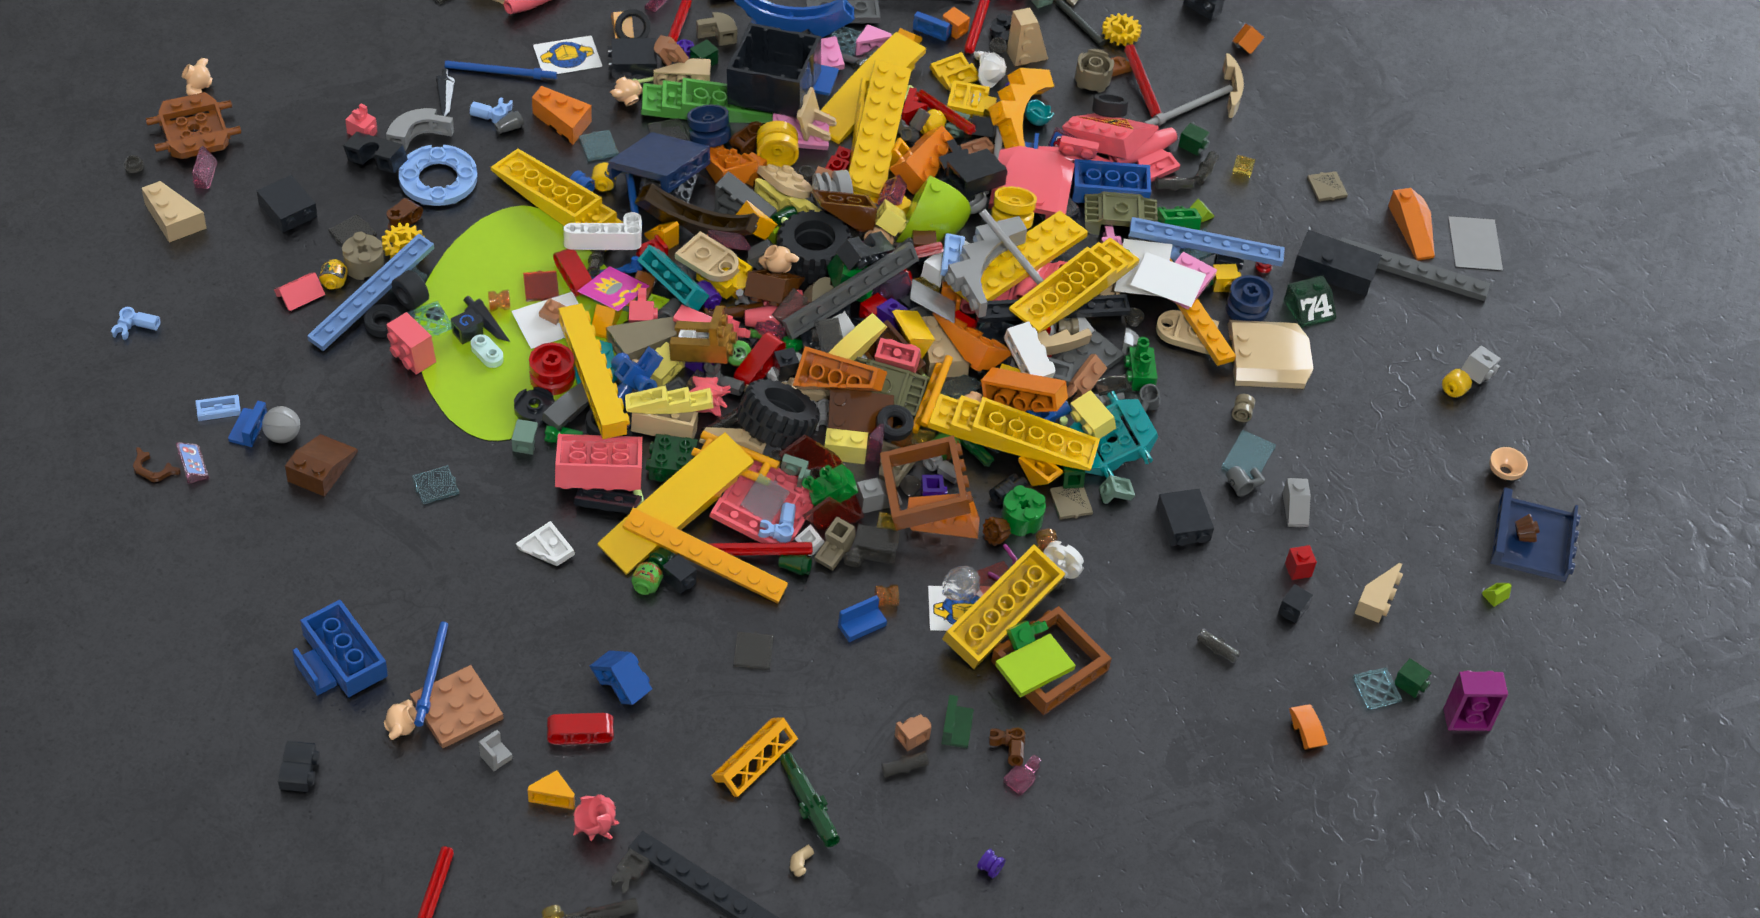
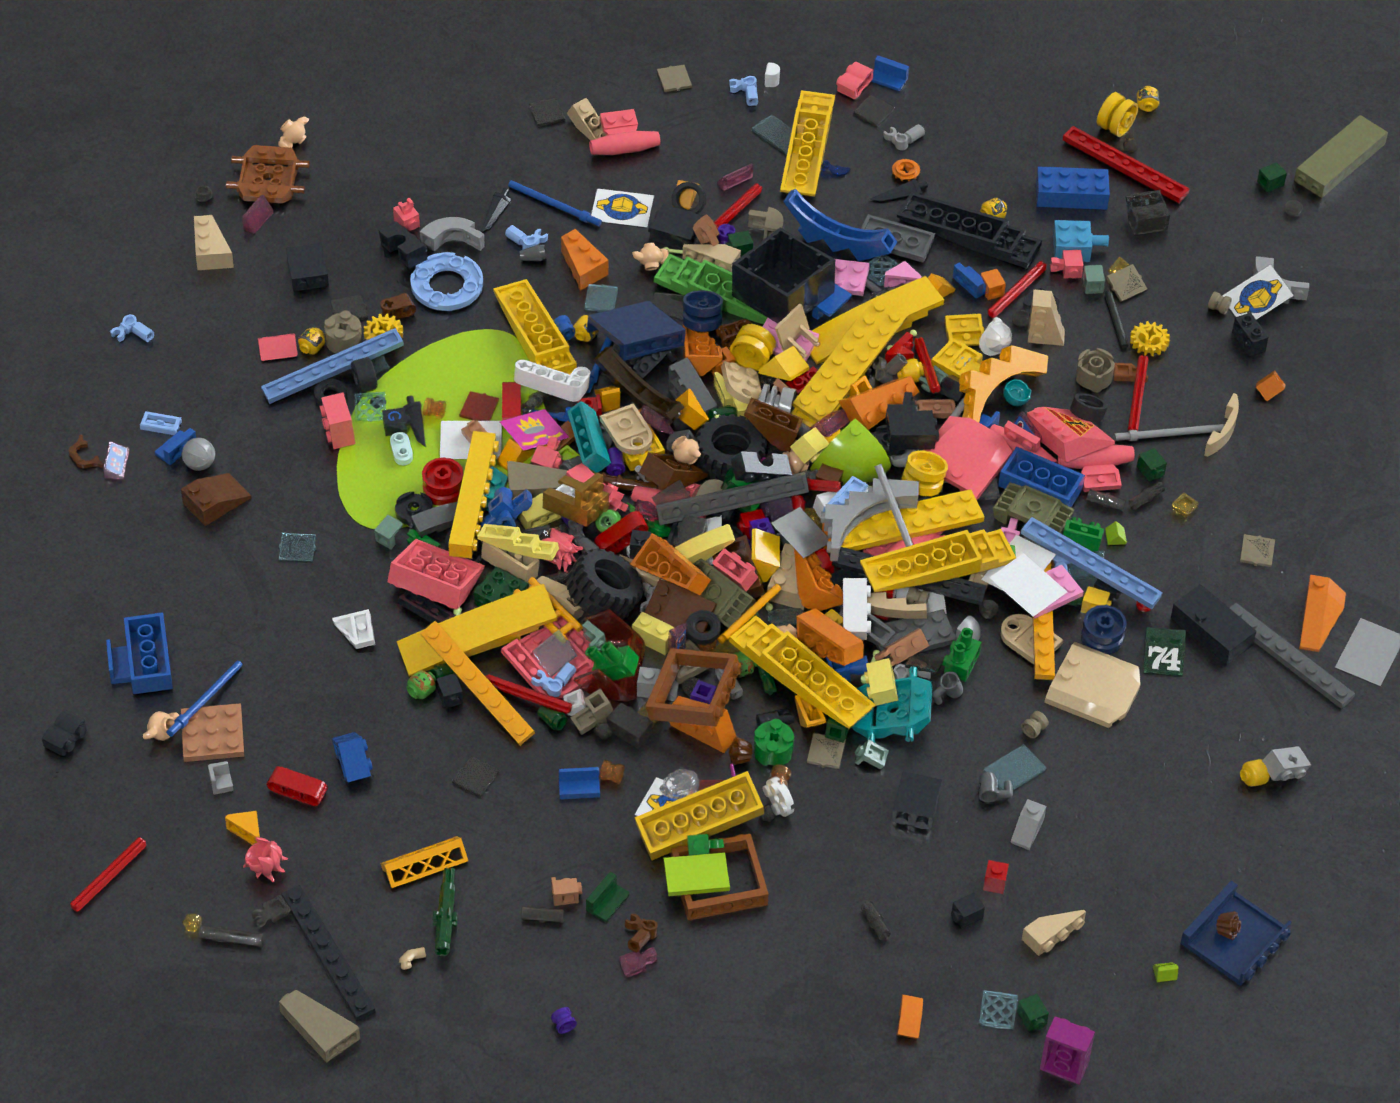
camera: 30 degrees right, 0 degrees up
(817, 152) = (785, 365): none -> yellow slope
(1511, 459) = (1254, 855): light nougat piece -> none

